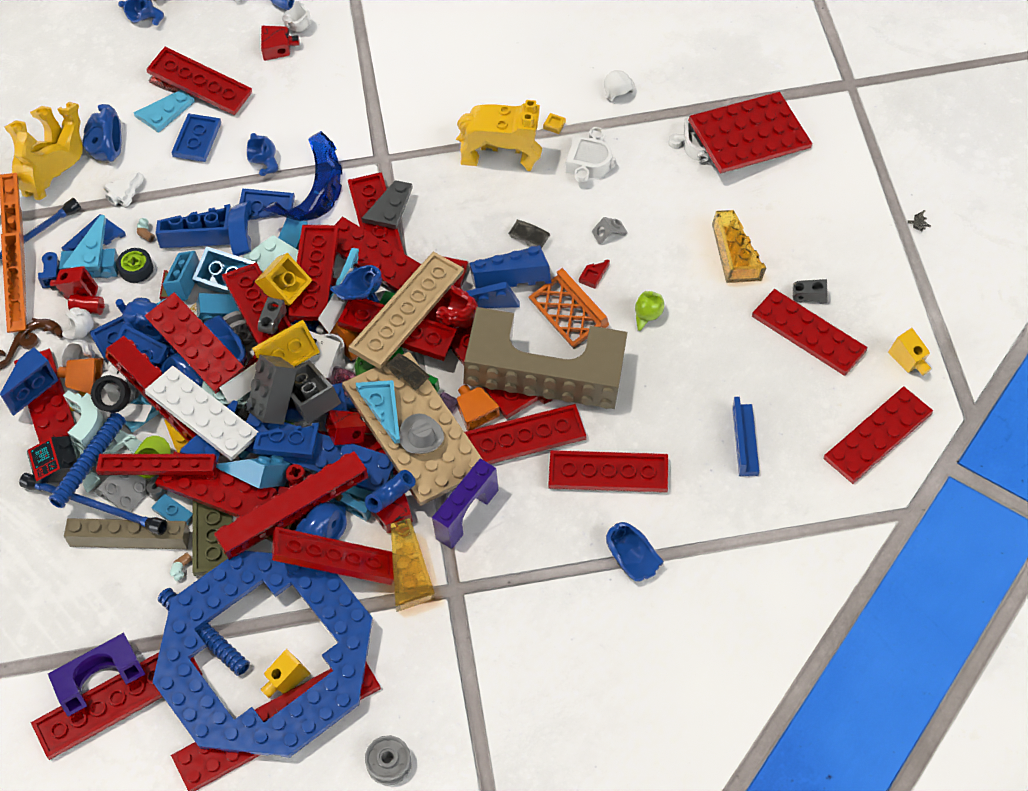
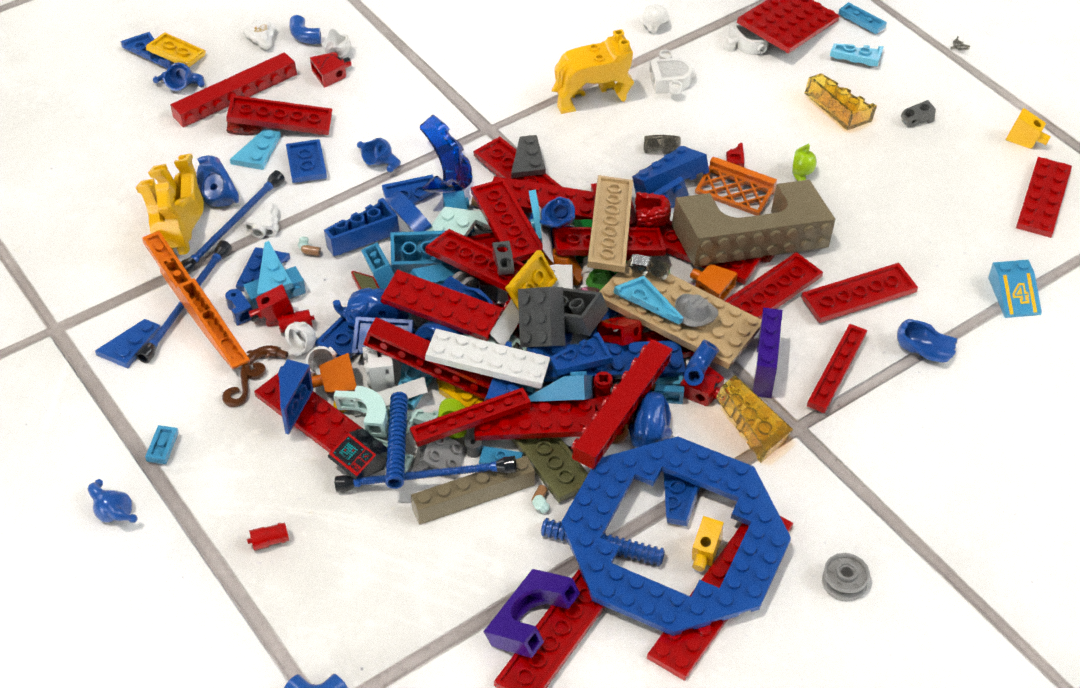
camera: 30 degrees left, 10 degrees down
(34, 212) = (273, 181): none -> blue hose
(97, 389) = (387, 389): black tyre -> none
(135, 265) = (319, 276): black wheel -> none
(180, 37) = (242, 84): none -> red brick
(283, 279) = (489, 227): yellow slope -> none
(293, 621) = (679, 499): none -> blue wing
(332, 556) = (686, 430): red plate -> none
(530, 544) = (836, 368): none -> red plate
(609, 225) = (727, 117): light grey bracket -> none
(745, 438) = (946, 232): blue fence -> none
(766, 529) = (1015, 288): none -> dark azure slope
(801, 198) = (857, 55): none -> medium azure wing
(809, 332) = (937, 144): red plate -> none
(834, 154) = (862, 18): none -> dark azure plate

